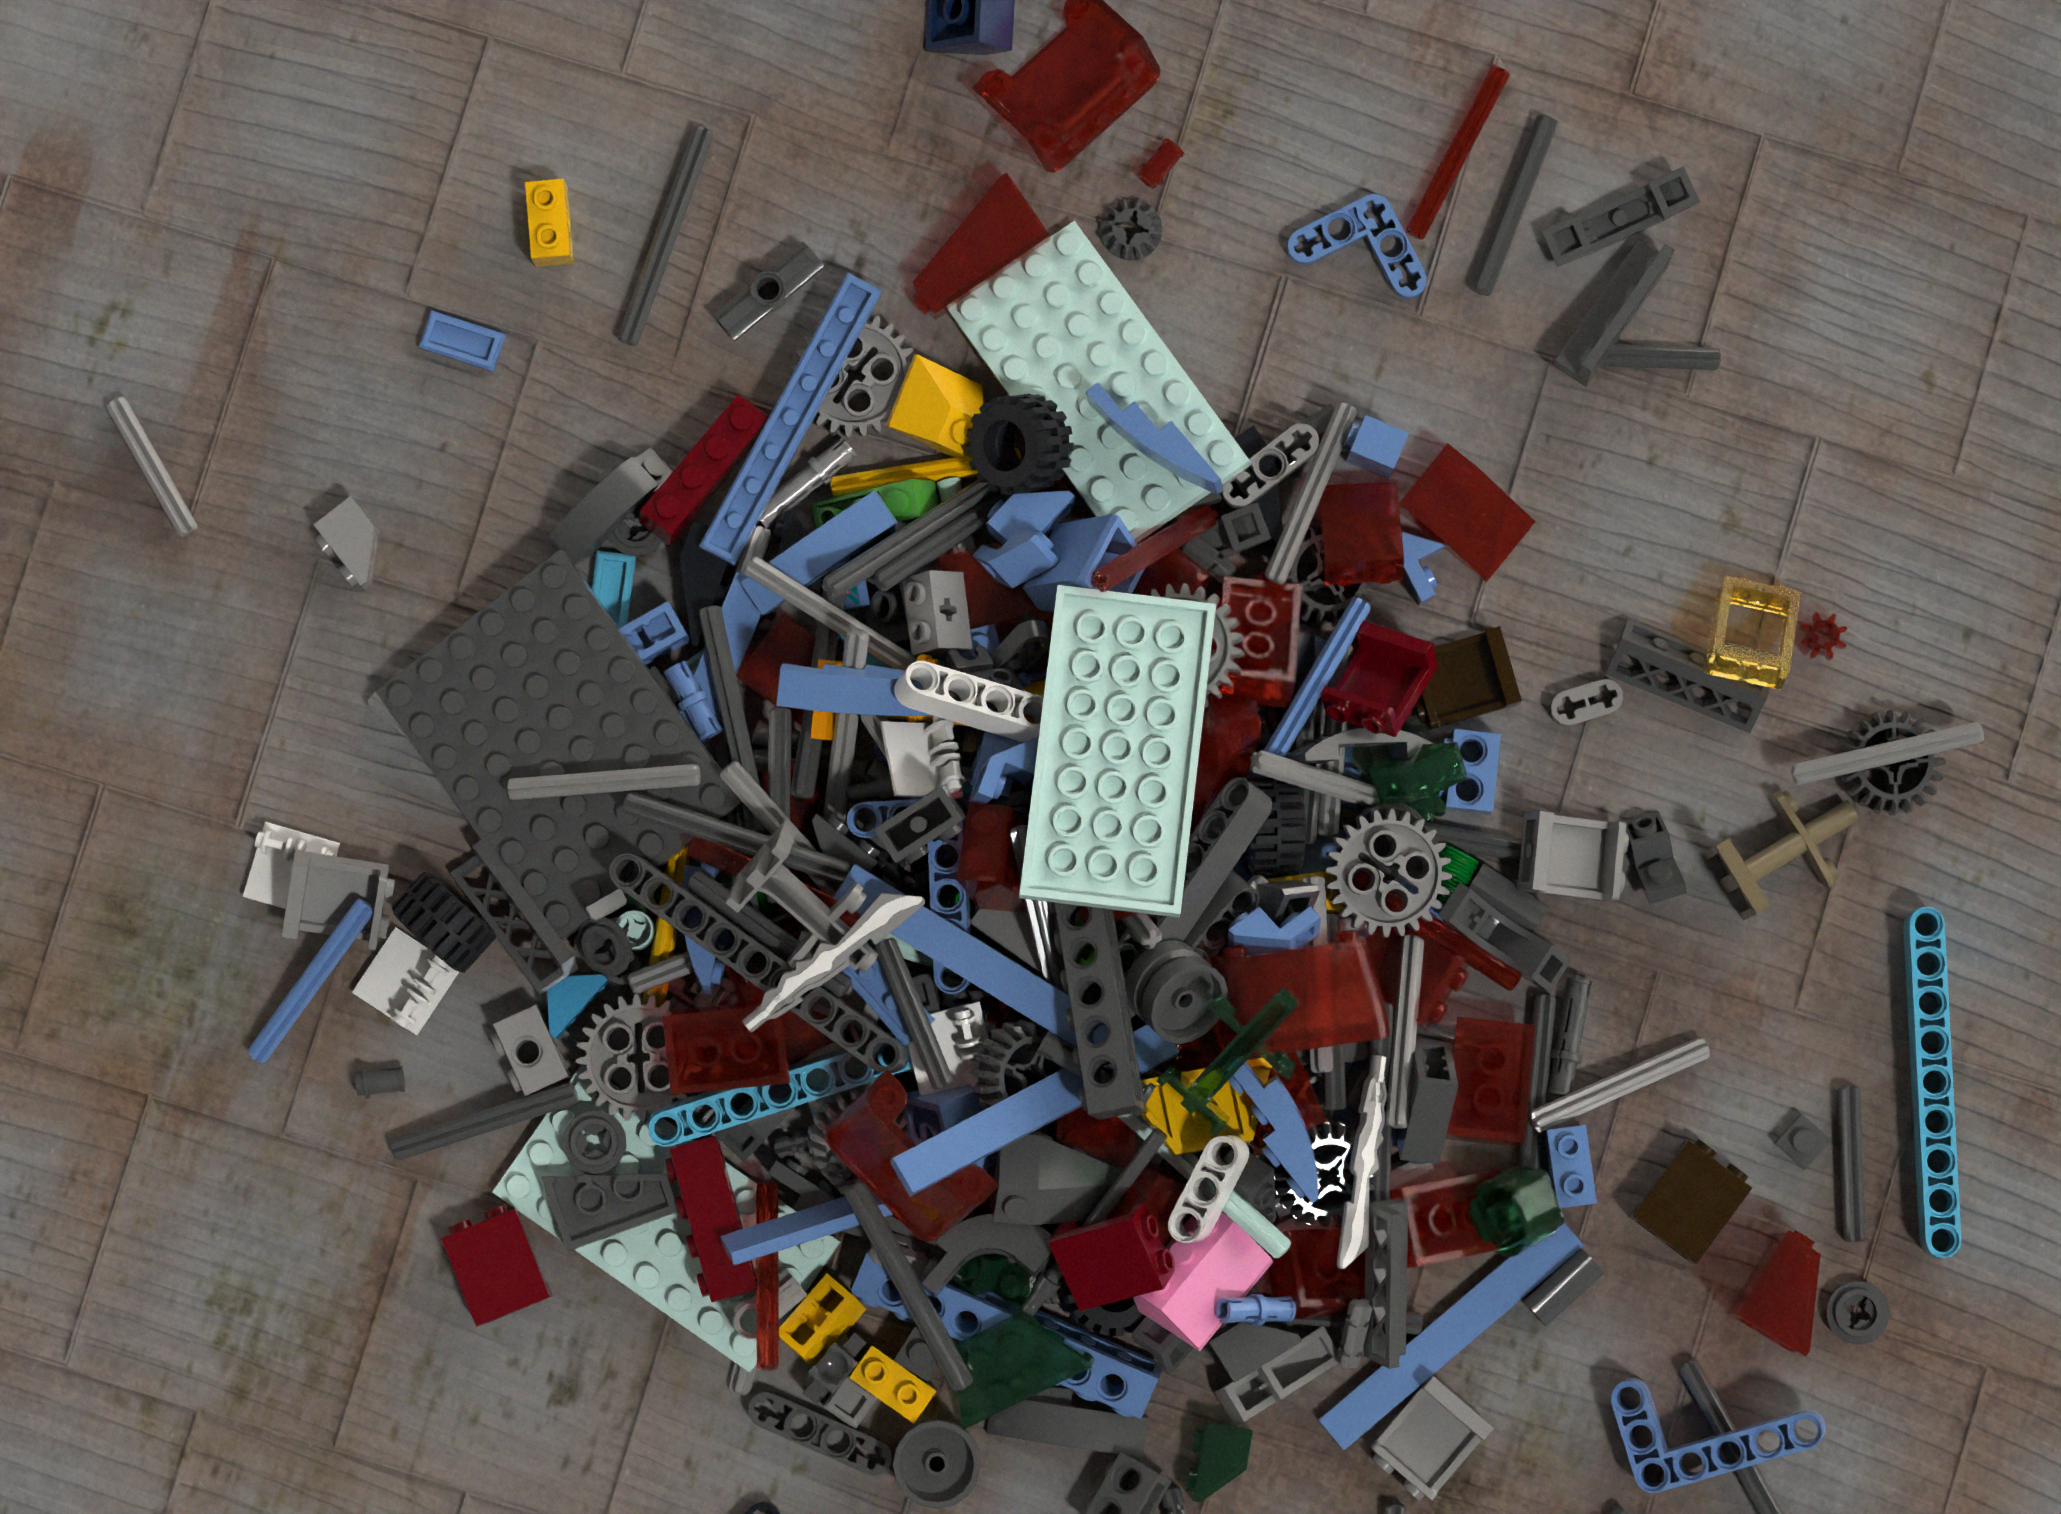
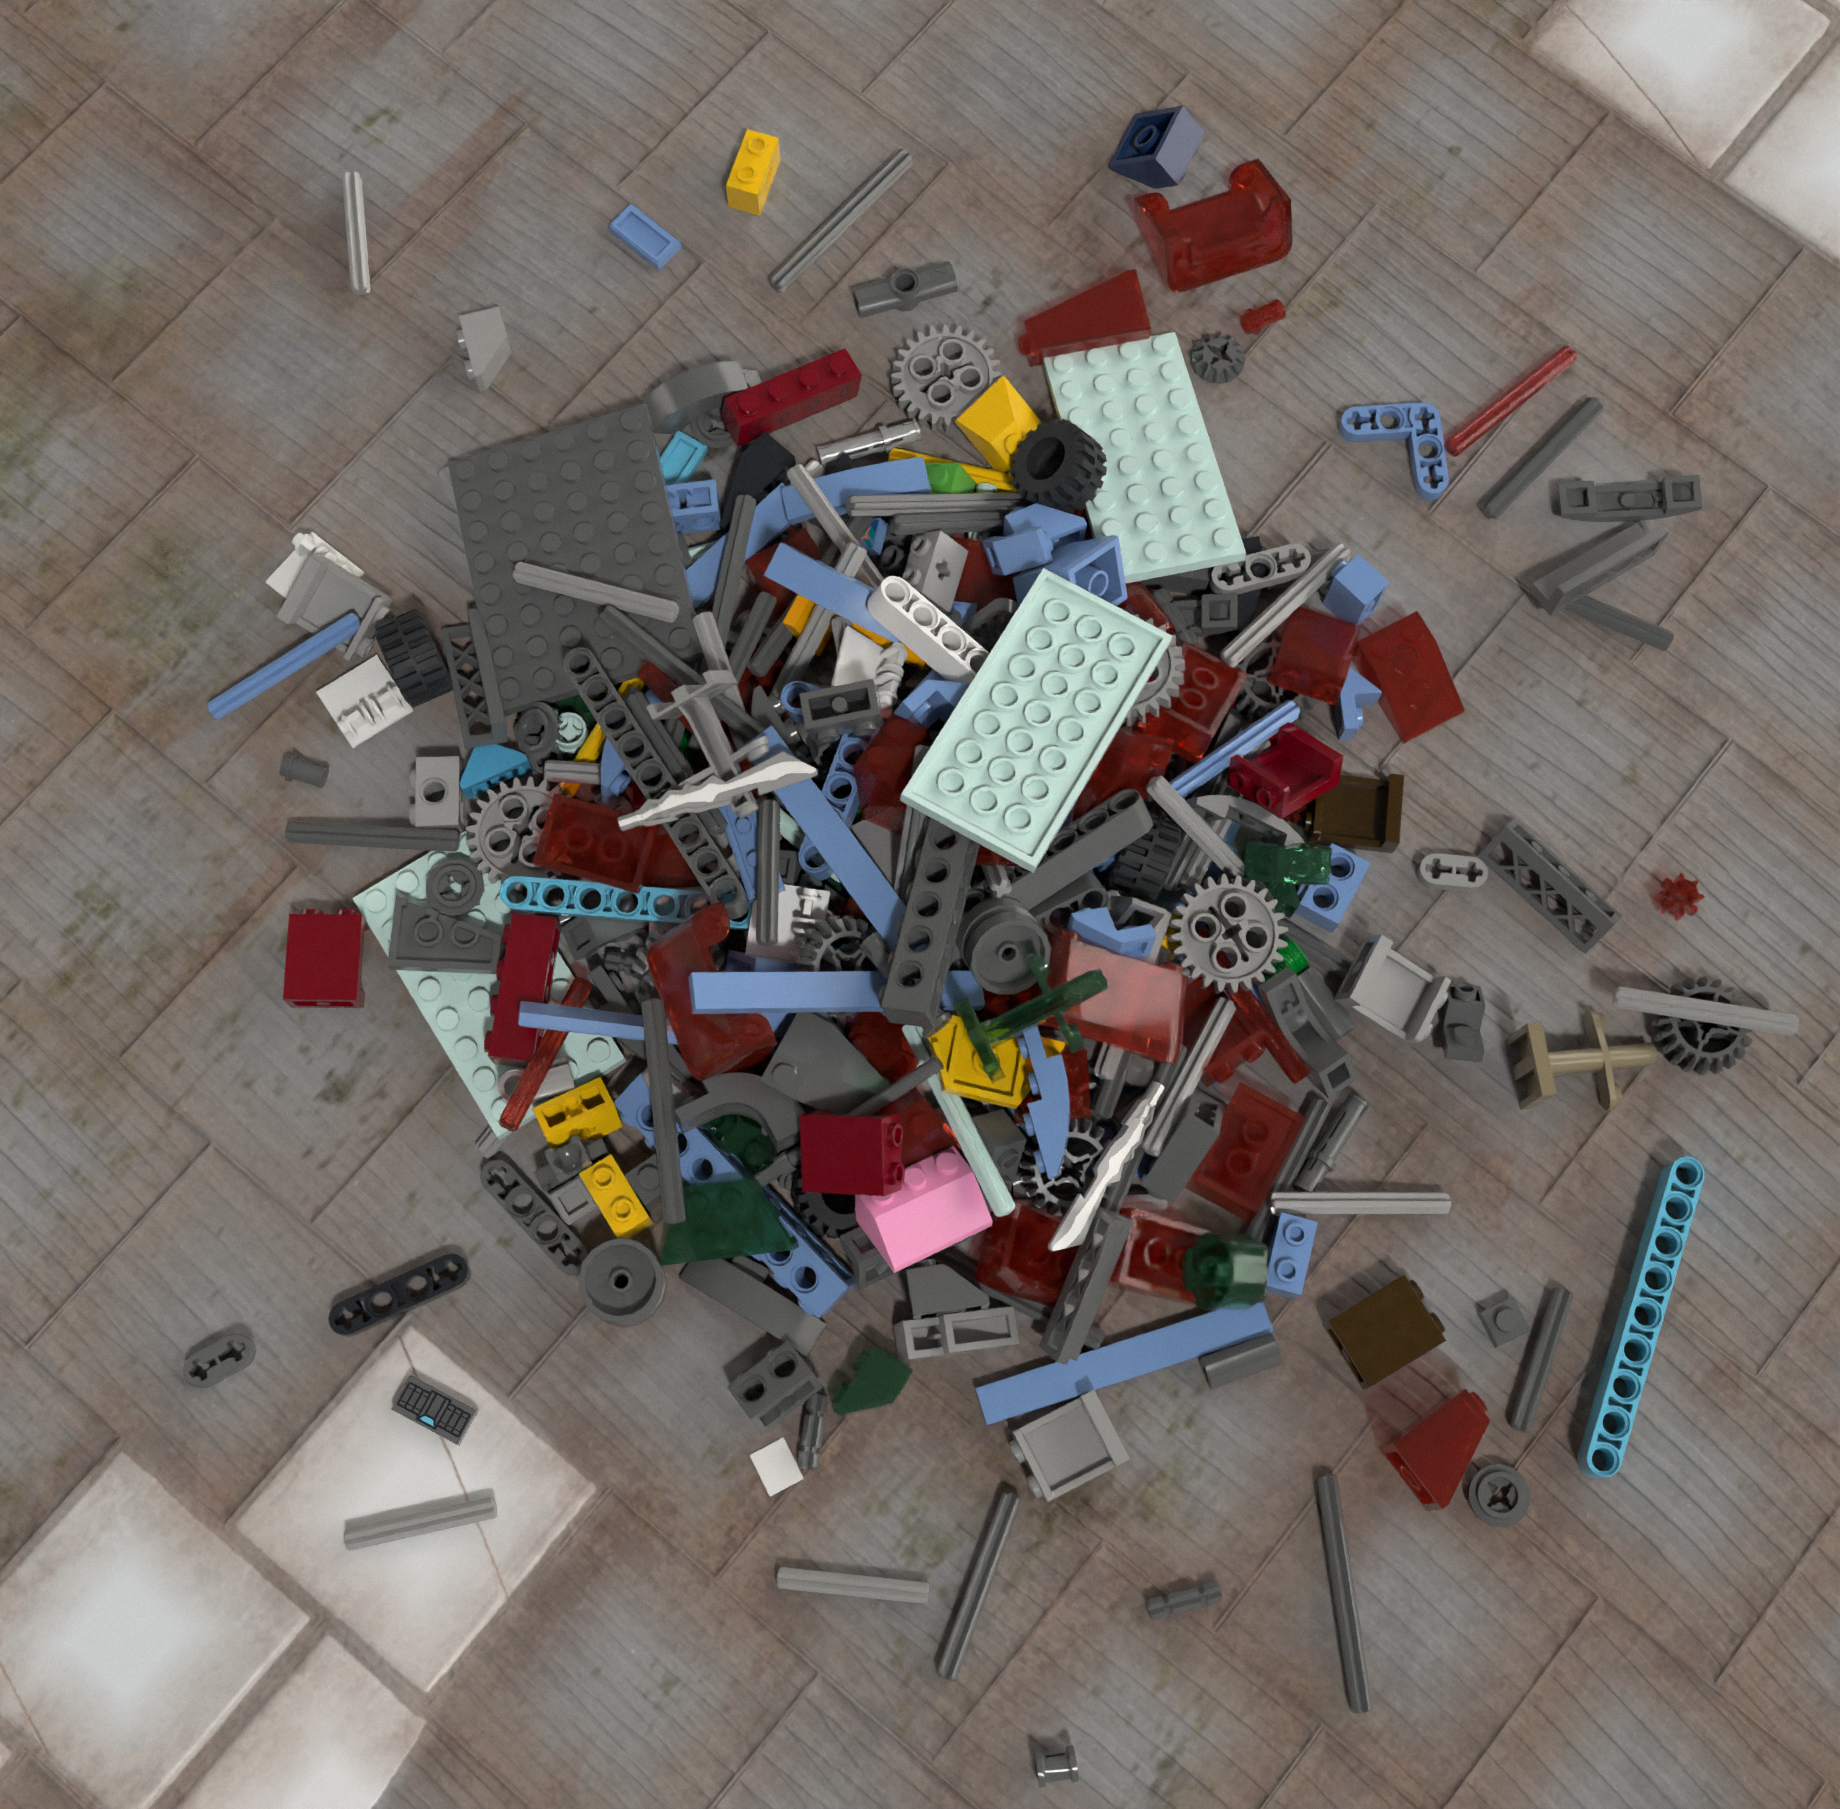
camera: 20 degrees right, 10 degrees down
(606, 905) = (551, 691): light grey tile -> none
(693, 701) = (699, 563): medium blue pin -> none
(790, 419) = (878, 383): medium blue tile -> none
(1154, 548) = (1135, 585): clear red axle -> none
(1164, 446) = (1176, 507): medium blue slope -> none
(1192, 1199) = (942, 1130): white beam -> none
(1255, 1309) = (959, 1257): medium blue pin -> none
(1354, 1333) = (1038, 1321): light grey axle -> none
(1708, 1448) = (1318, 1560): medium blue beam -> none
(1744, 662) = (1594, 875): clear yellow window -> none

